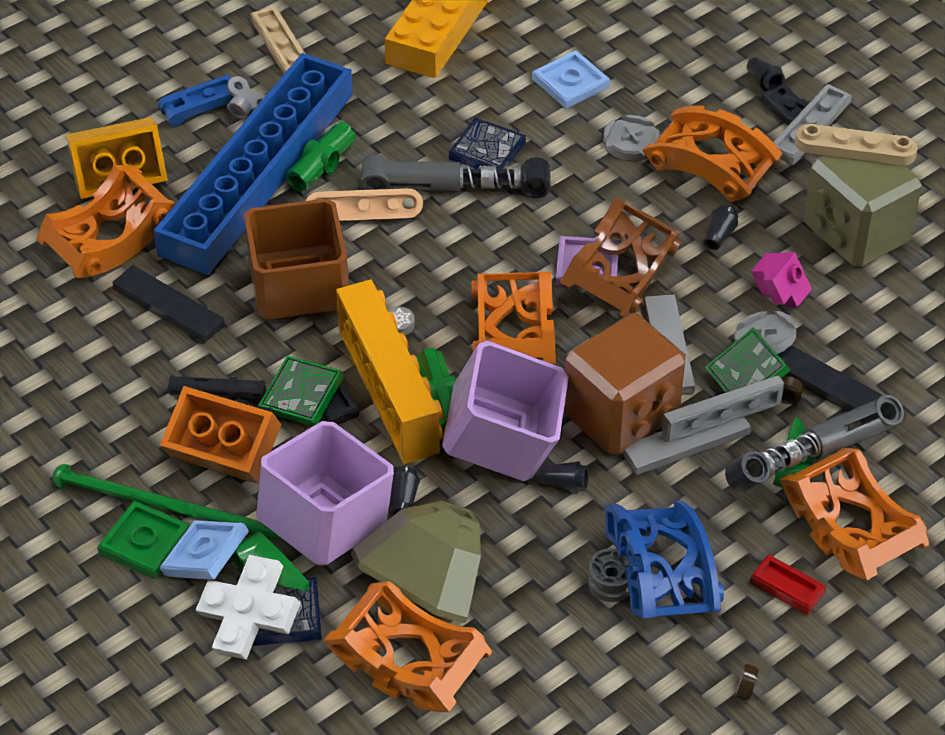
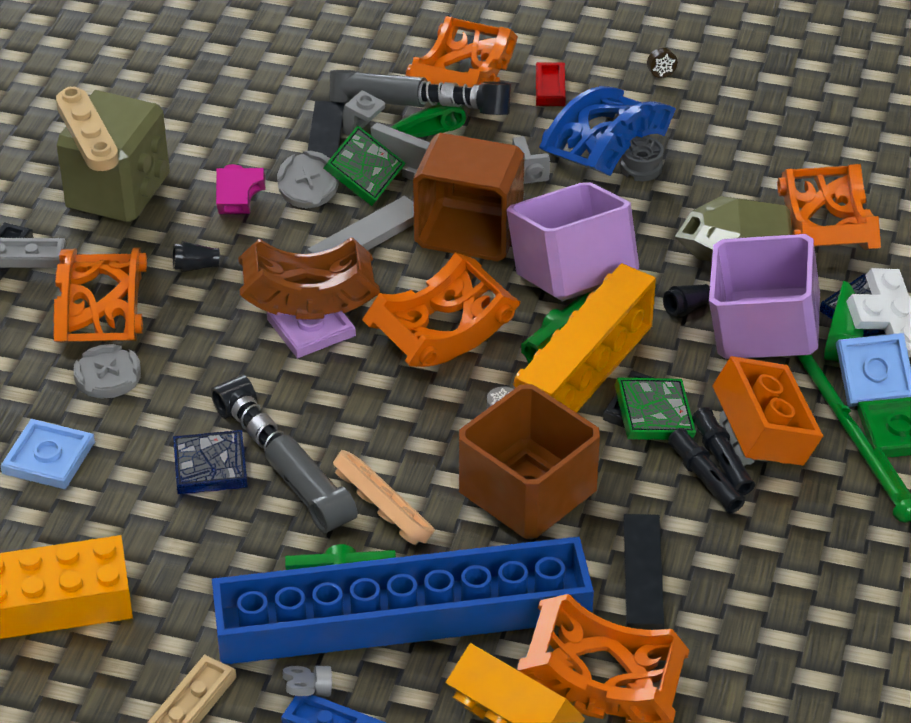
camera: 125 degrees left, 5 degrees down
(671, 484) = (535, 166): none -> light grey bracket
(826, 400) = (360, 111): none -> light grey bracket

